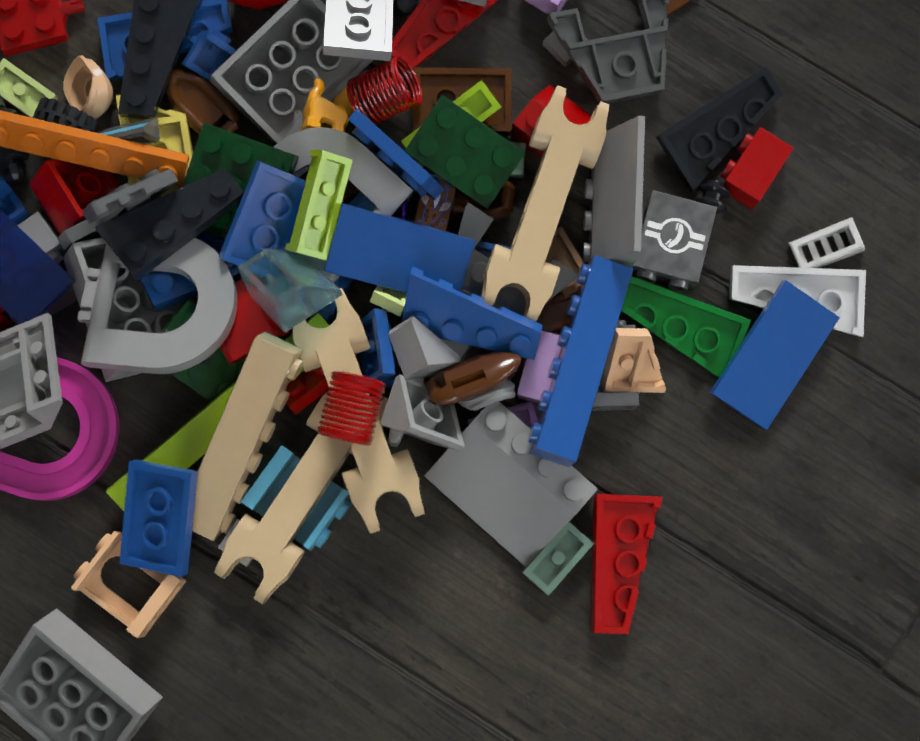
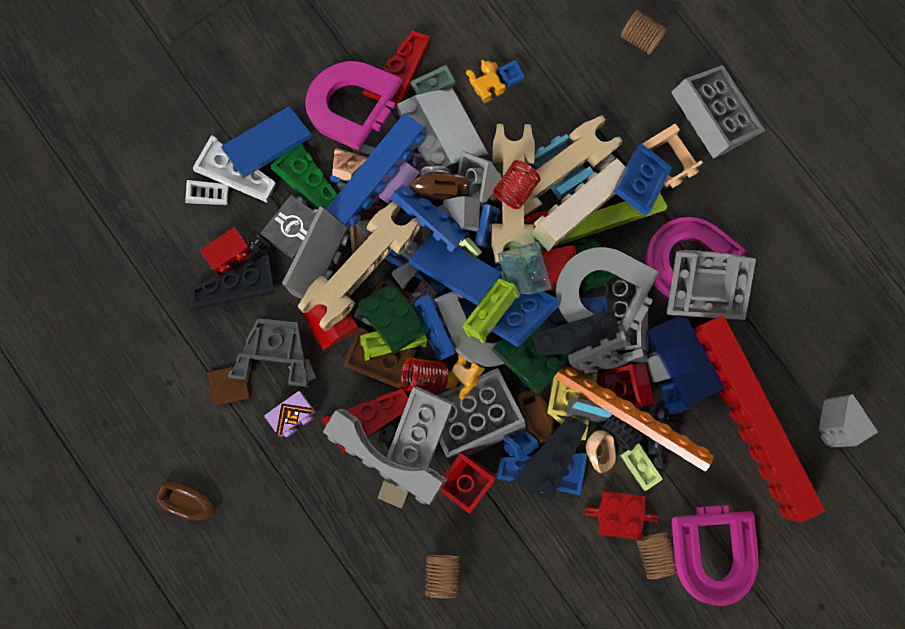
camera: 155 degrees left, 0 degrees up
(437, 624) = (511, 74): none -> blue plate
(473, 589) = (488, 82): none -> light orange animal
(727, 467) = (350, 74): none -> dark pink piece

